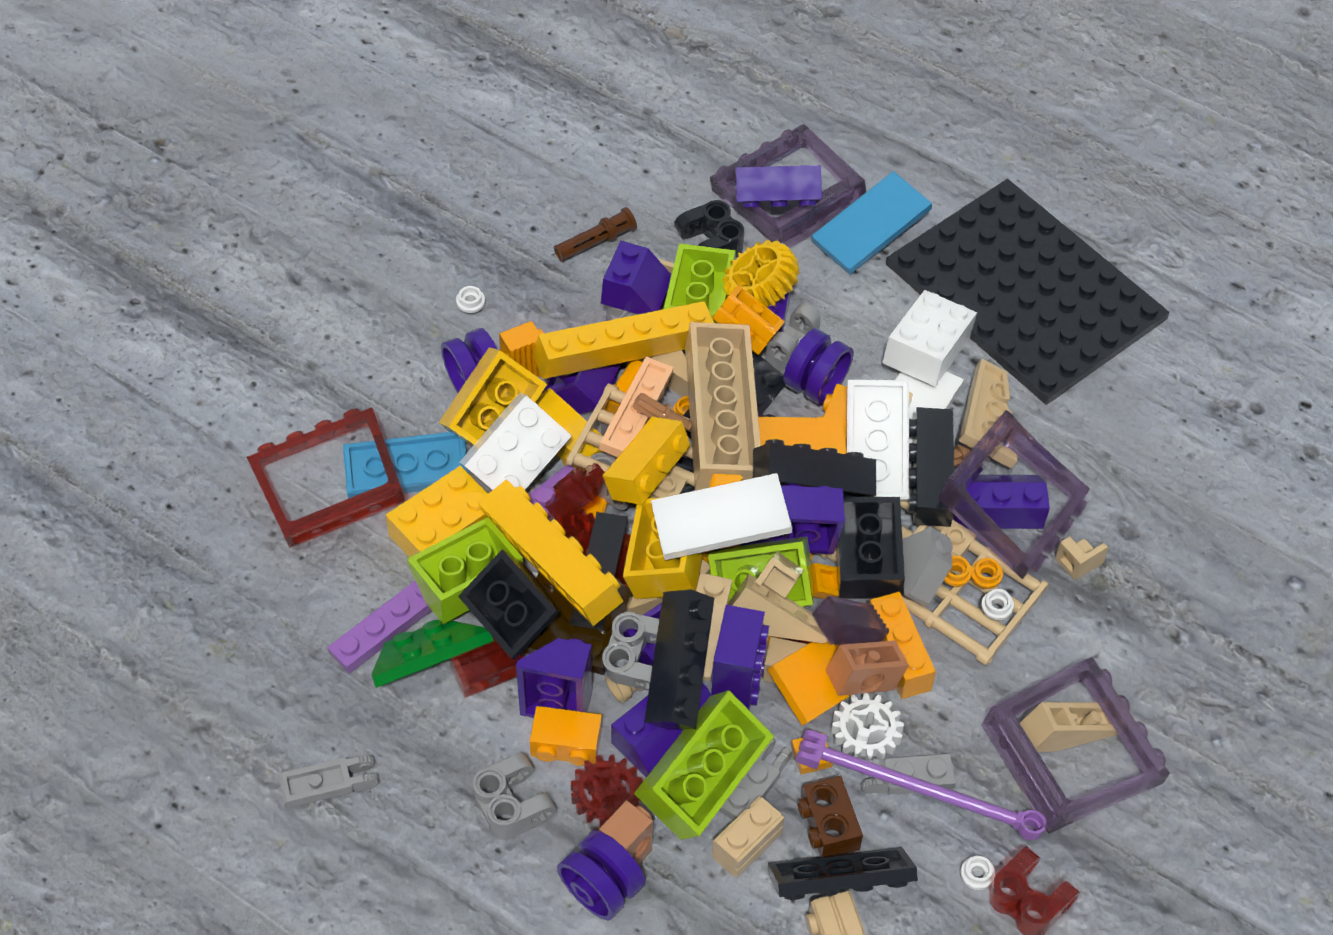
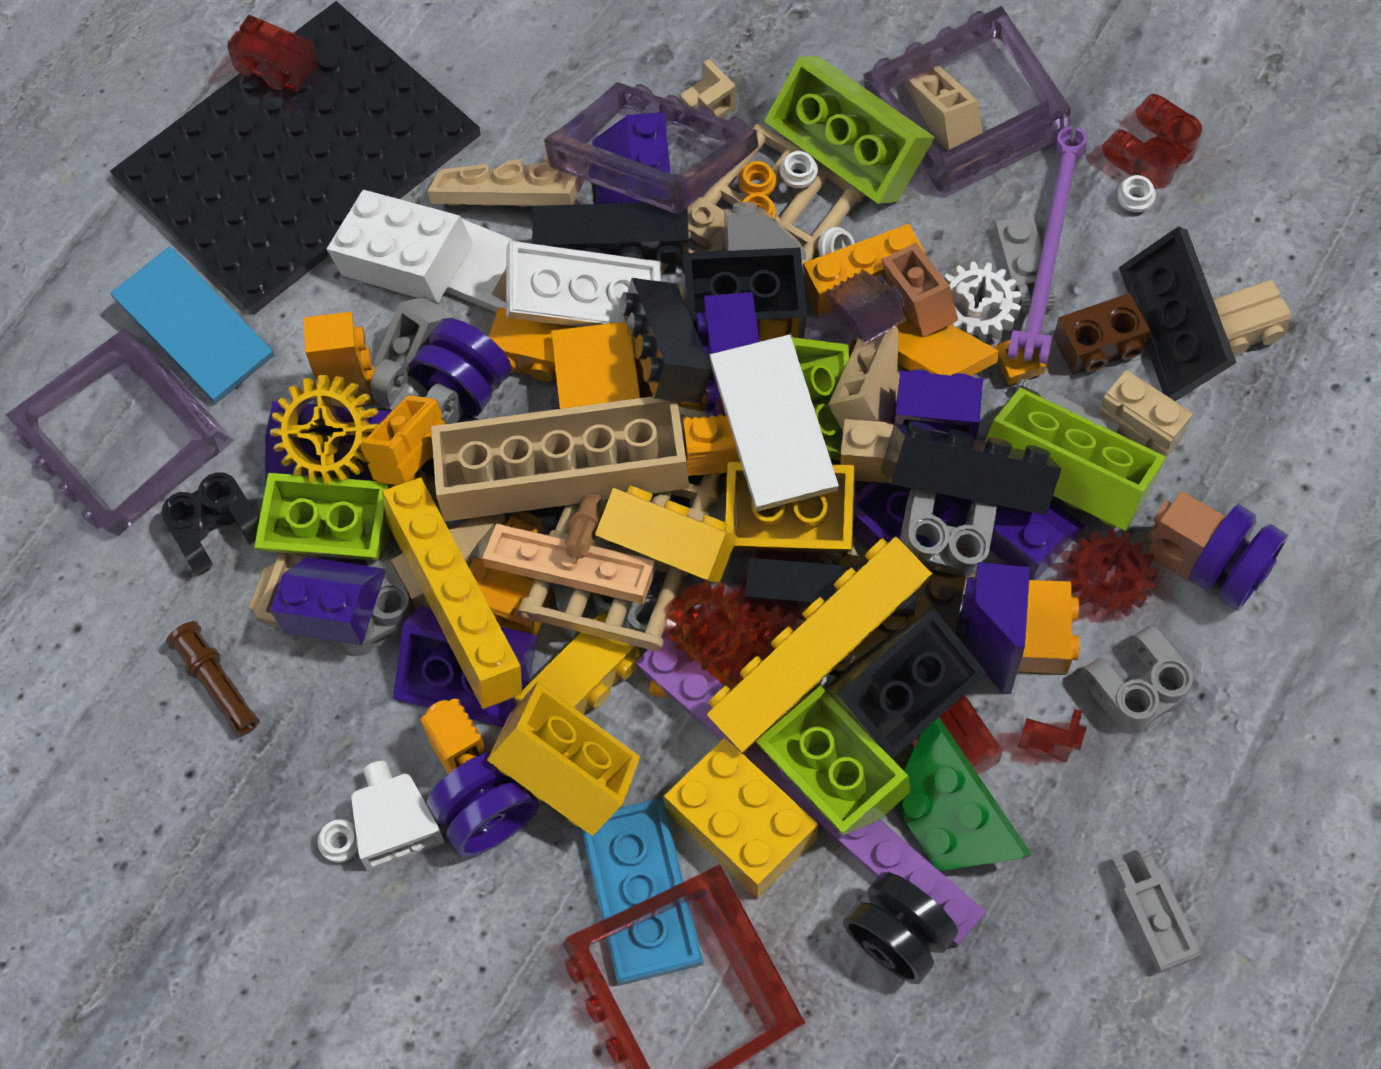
camera: 90 degrees left, 10 degrees up
(337, 598) = (900, 927): none -> black wheel
(469, 728) = (1049, 741): none -> clear red bracket
(480, 313) = (391, 818): none -> white torso
(516, 445) = (640, 720): white brick -> none
(779, 185) = (138, 427): dark purple slope -> none
(780, 574) = (827, 369): tan panel -> none
(823, 284) = (339, 349): none -> light orange brick
(865, 345) = (410, 330): none -> light grey slope
(938, 628) = (834, 239): none -> white plate
(1033, 639) = (848, 129): none -> lime brick
(1104, 261) = (272, 54): none -> clear red brick

